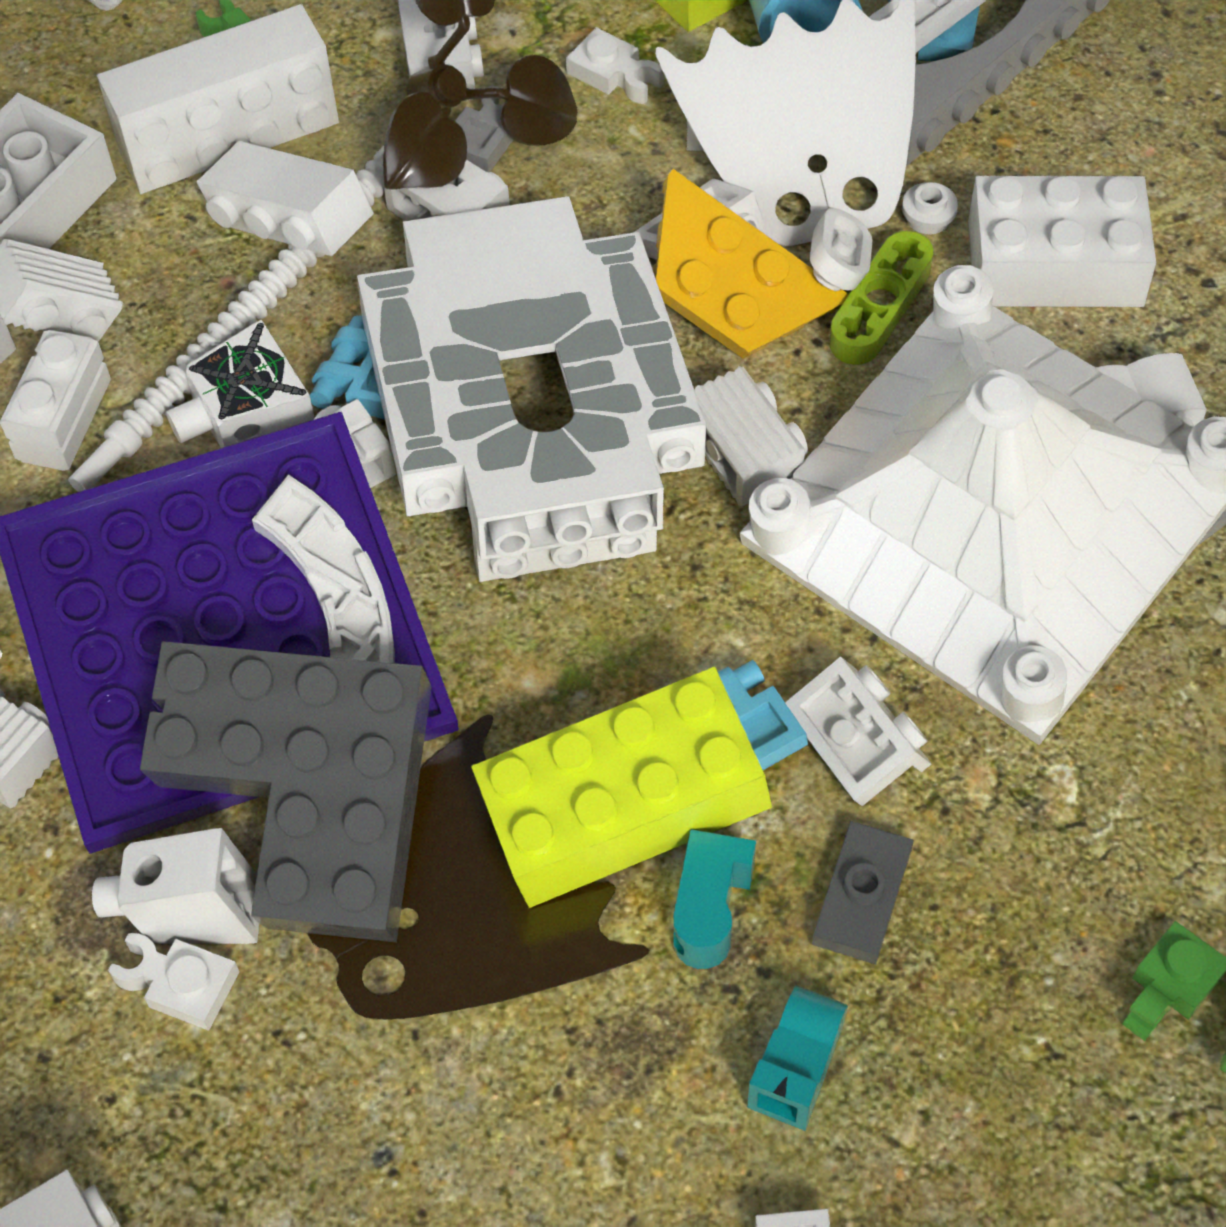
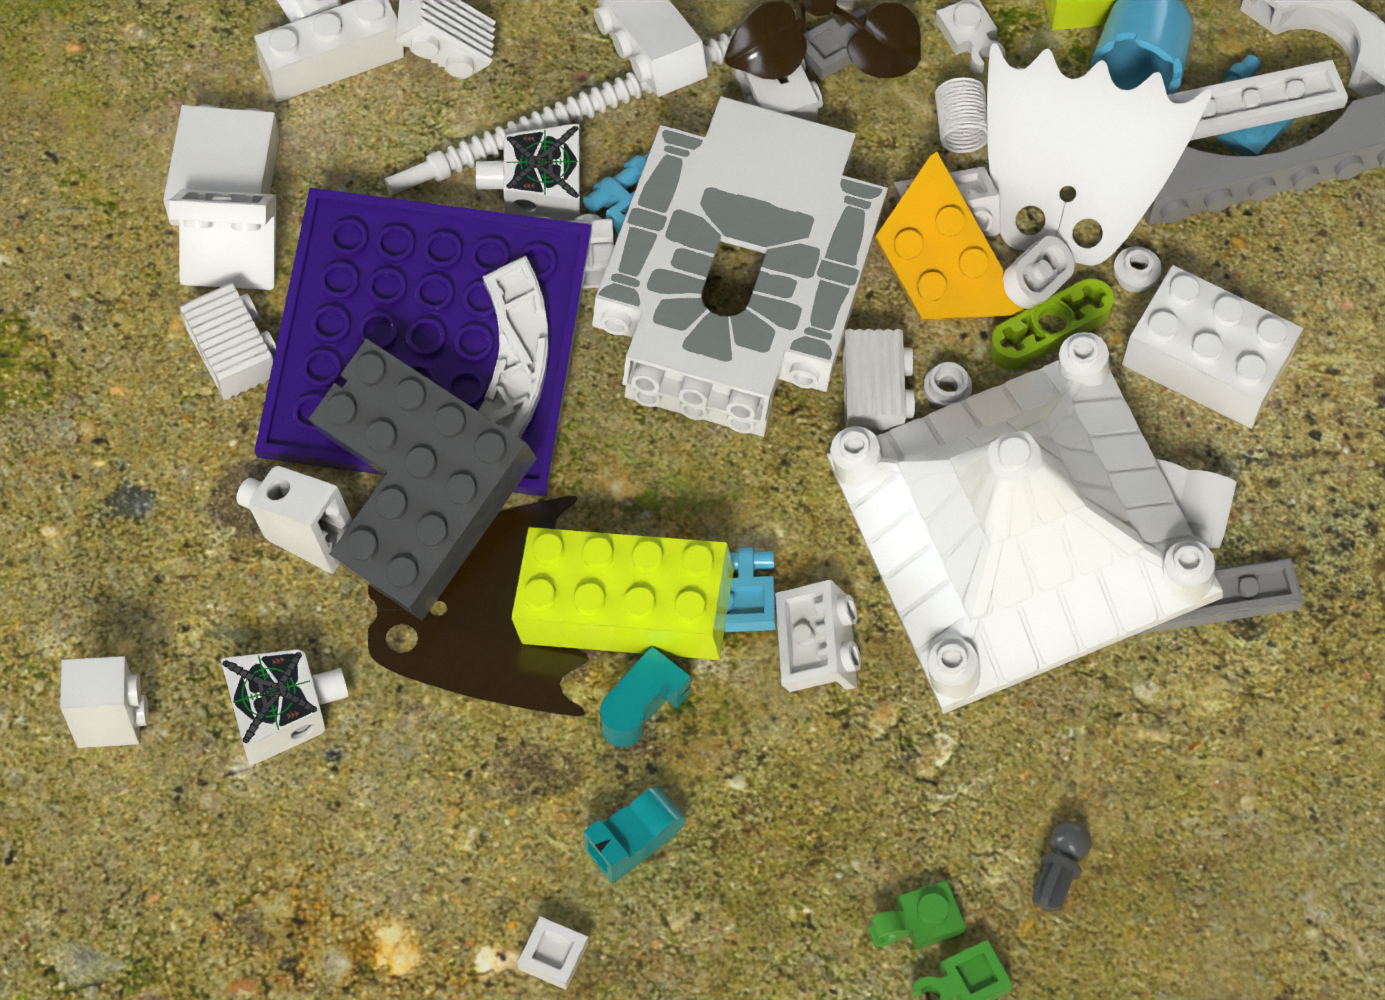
camera: 25 degrees right, 5 degrees up
(56, 400) = (406, 114): white brick -> none
(181, 984) = (268, 575): white plate -> none
(281, 1124) = (279, 700): none -> torso
(659, 138) = (962, 114): none -> white piece
(818, 393) = (947, 374): none -> white plate
(862, 892) = (749, 749): dark grey plate -> none

